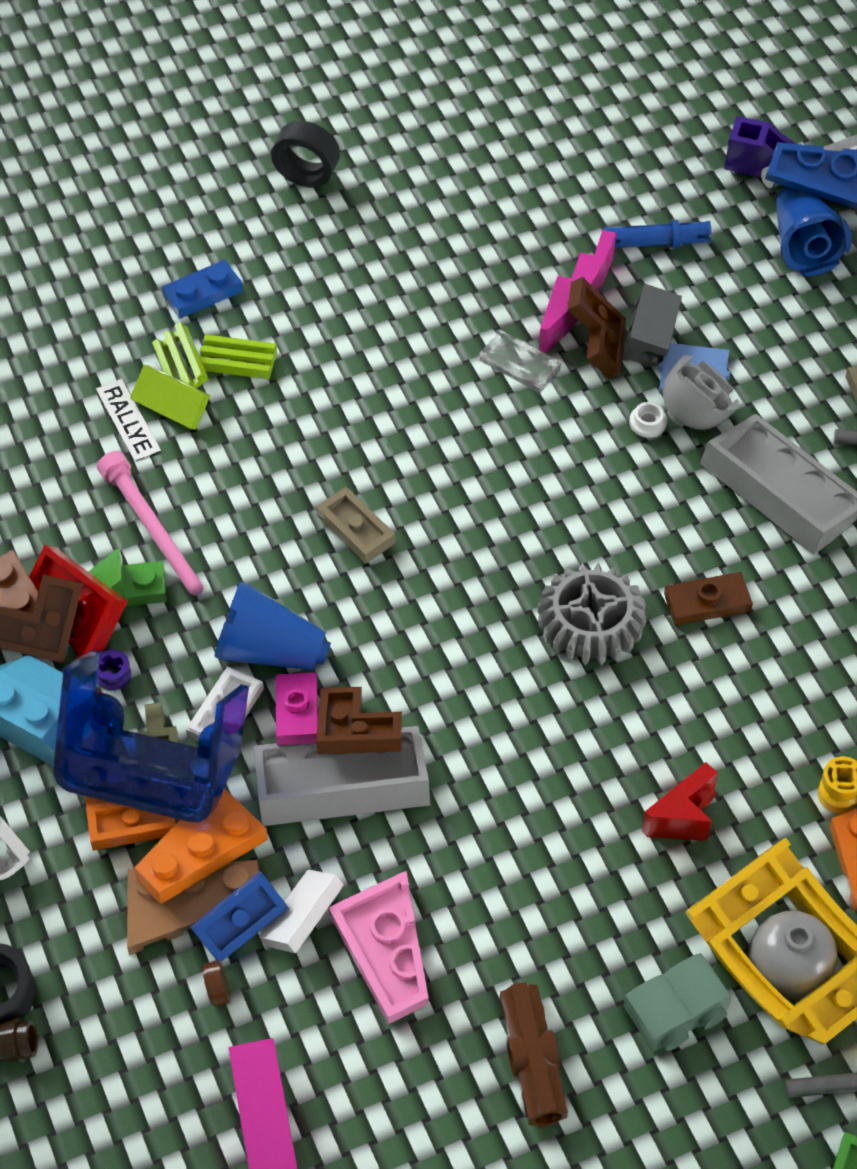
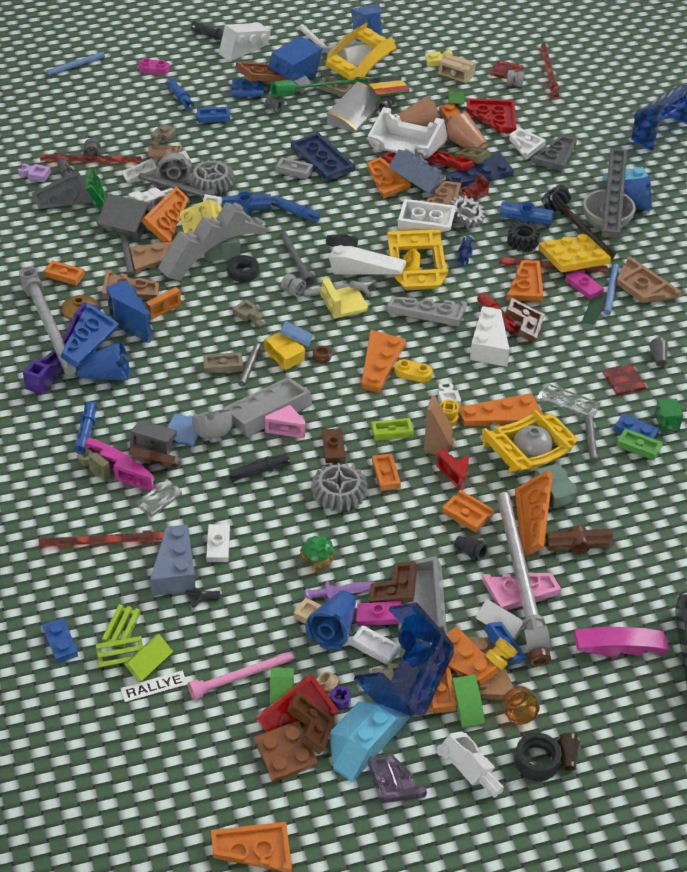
camera: 85 degrees left, 10 degrees down
(97, 949) = (520, 705): none -> clear orange hair
(98, 857) = (468, 701): none -> bright green slope
(137, 643) = (327, 681): none -> tan plate
(192, 898) = (501, 653): none -> yellow wheel
(252, 967) = (534, 624): none -> flat silver piece
(292, 595) = (305, 609): none -> tan plate
(311, 452) = (202, 595): none -> black bar
(345, 633) = (330, 591): none -> medium lavender sword
(356, 525) = (262, 578): dark tan plate -> none
(369, 396) = (174, 563): none -> sand blue wedge
(420, 595) = (319, 551): none -> green piece
(425, 354) = (147, 537): none -> clear red bar
(431, 455) = (218, 543): none -> white plate
(479, 851) = (471, 547): none -> black cone
(564, 262) = (97, 464): none -> olive plate
(575, 839) = (467, 511): none -> orange plate
(589, 955) = (532, 511): none -> orange wing
(626, 497) = (258, 467): none -> black pin
(648, 420) = (216, 450): white plate -> none
(651, 689) = (386, 472): none -> orange plate
(743, 511) = (285, 422): none -> bright pink slope
(761, 749) = (438, 429): none -> medium nougat slope
(789, 720) = (392, 429): none -> lime tile

